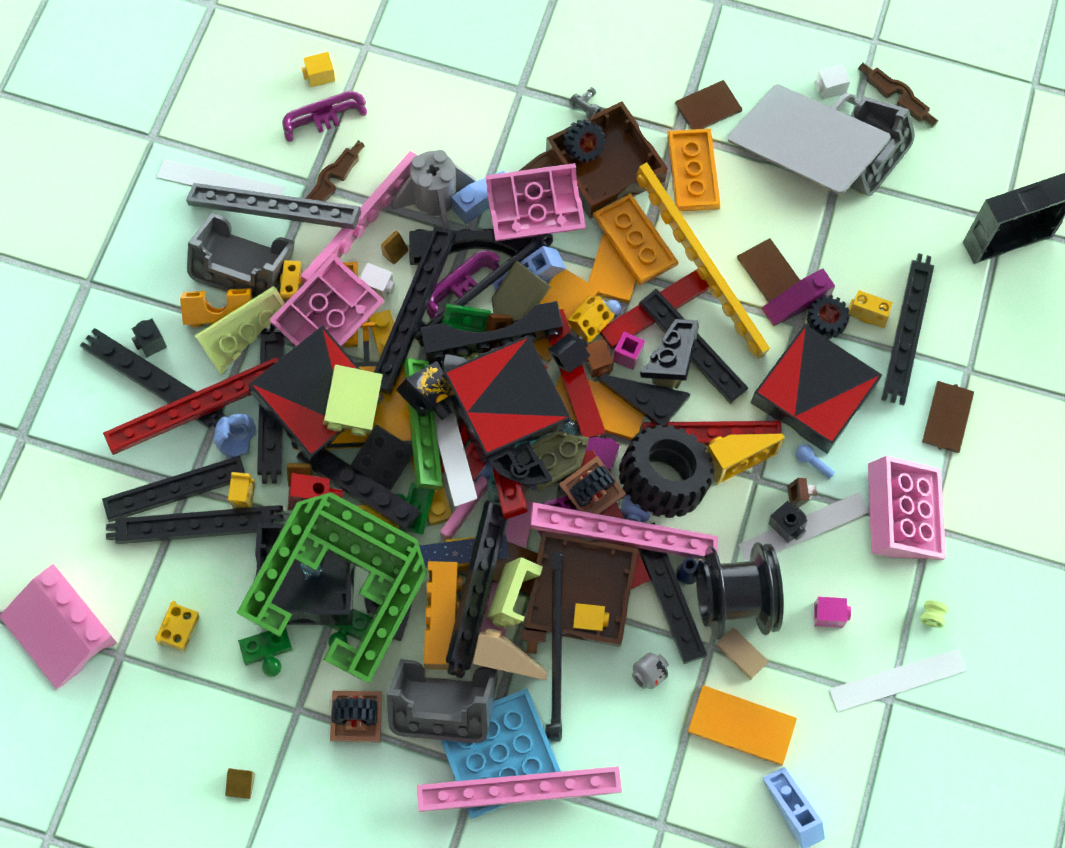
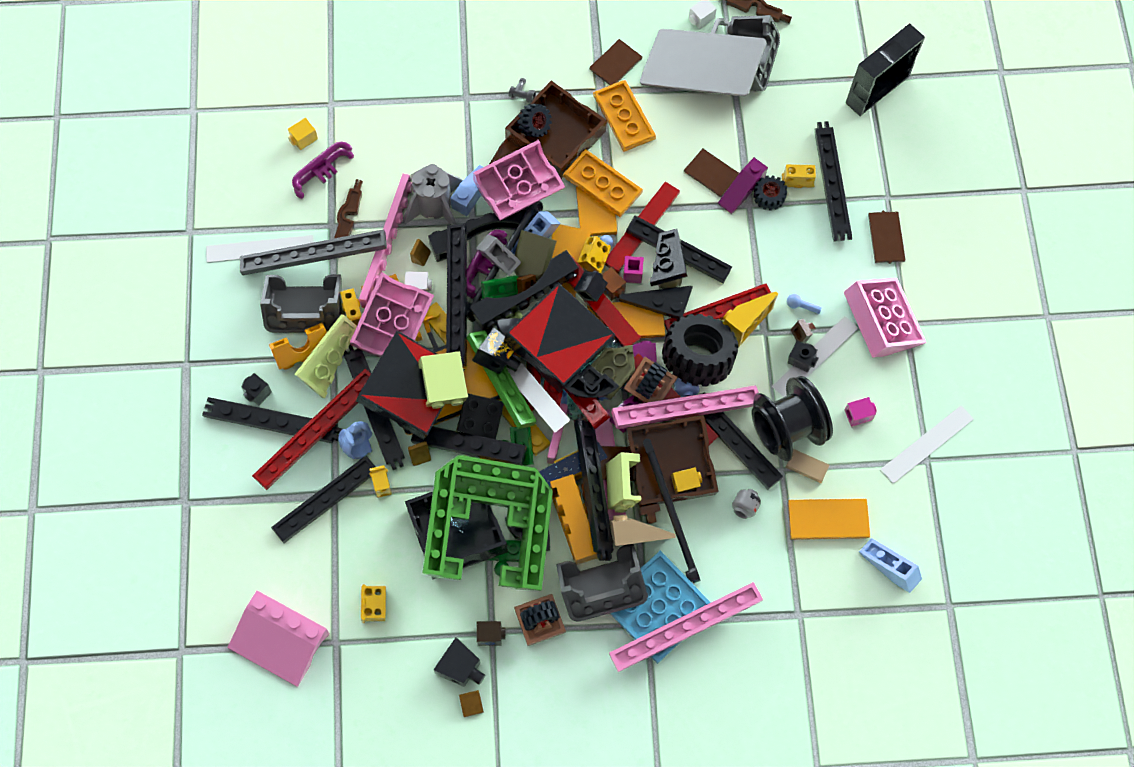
camera: 20 degrees left, 0 degrees up
(192, 524) = (351, 521): black hinge -> none
(244, 734) = (459, 665): none -> black torso
(265, 647) = (447, 594): green plate -> none
(293, 710) = (490, 633): none -> dark brown brick
(307, 487) = (431, 461): red torso -> none
(478, 280) = (498, 254): none -> light grey arch
(686, 575) = (743, 419): dark blue cone -> none
(705, 266) = (663, 183): yellow plate -> none
(816, 388) = (783, 249): tile -> none
(934, 614) = (935, 385): yellowish green wheel -> none

